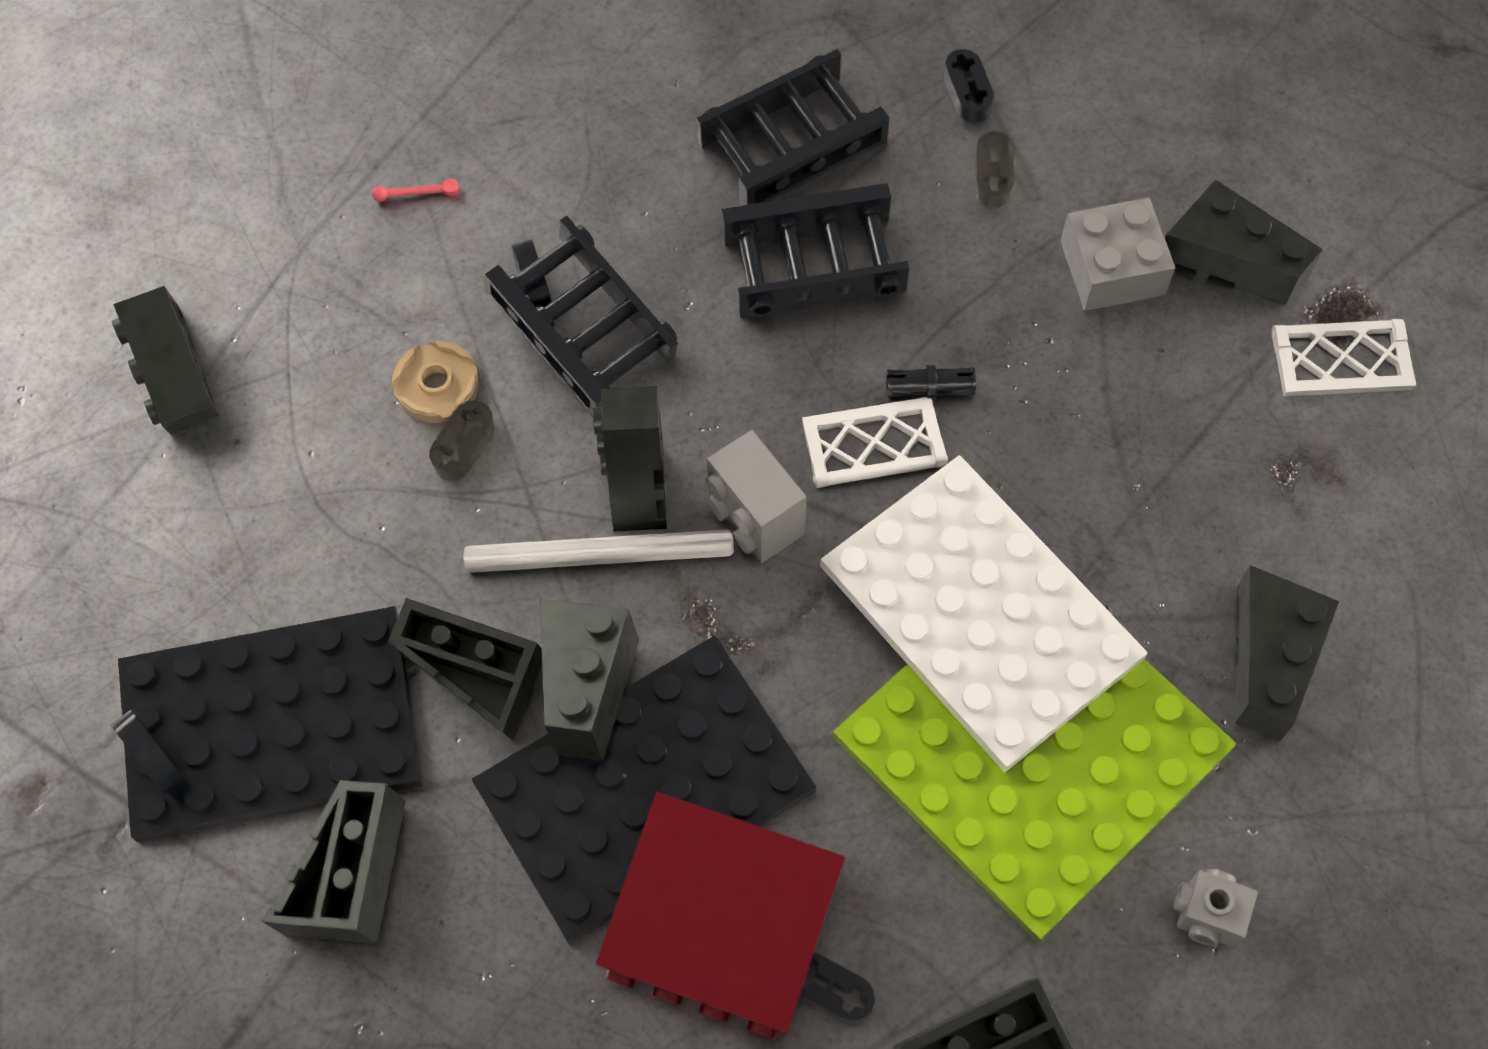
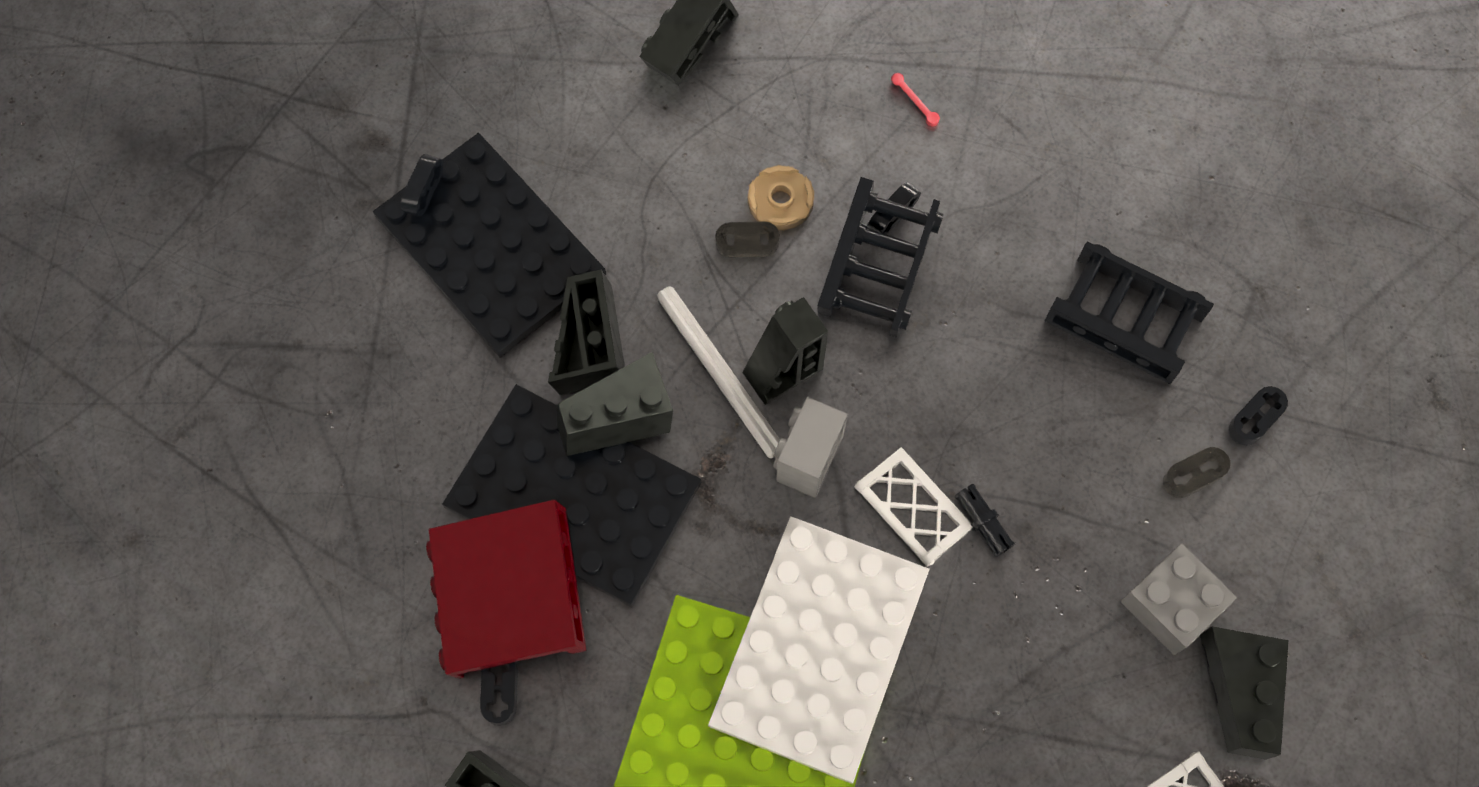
camera: 60 degrees right, 5 degrees up
(346, 870) = (414, 344): pearl dark grey wedge -> none
(810, 214) = (1051, 350): black fence -> none

